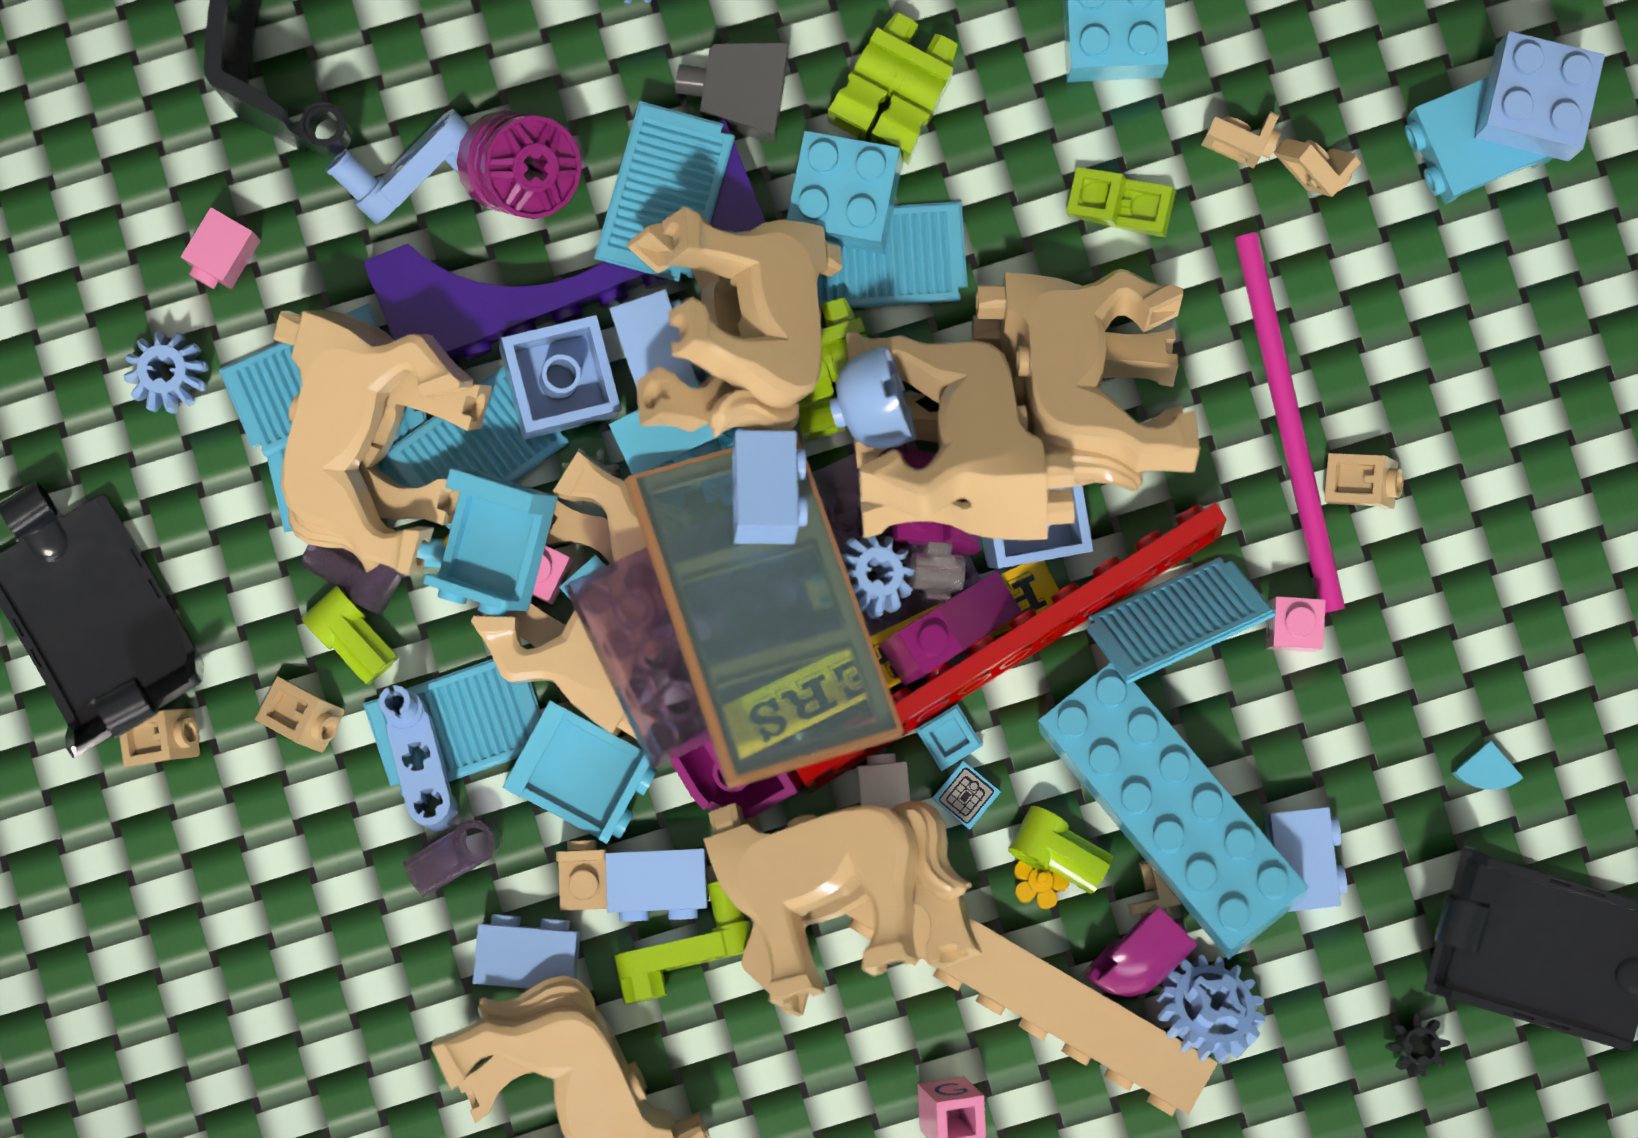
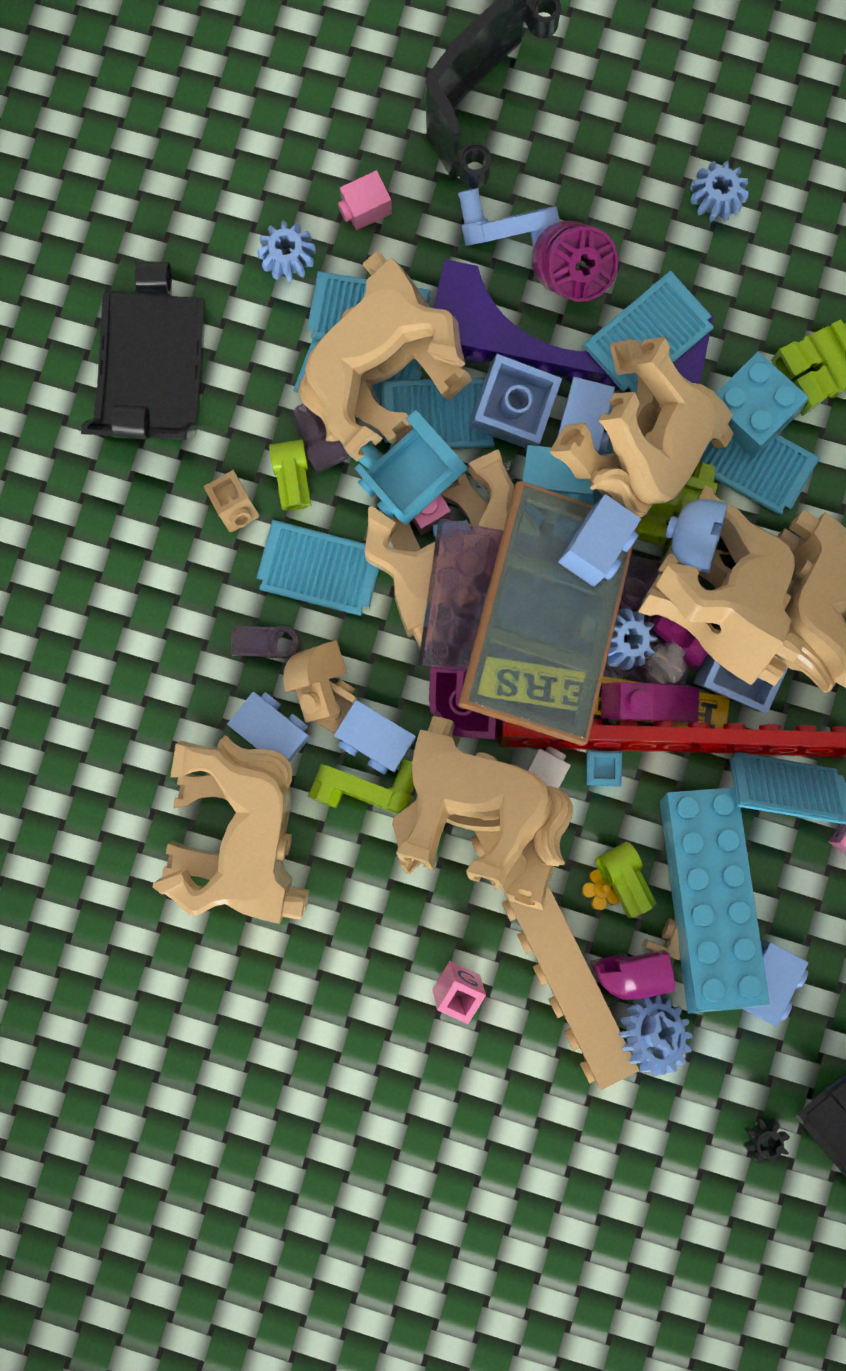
camera: 35 degrees right, 0 degrees up
(162, 738) = (141, 460): tan bracket -> none
(406, 731) = (289, 551): light blue beam -> none
(531, 861) = (309, 676): none -> tan brick
(580, 773) = (372, 642): medium azure panel -> none
(741, 86) = (736, 302): dark grey torso -> none
(966, 795) = (591, 809): tile -> none

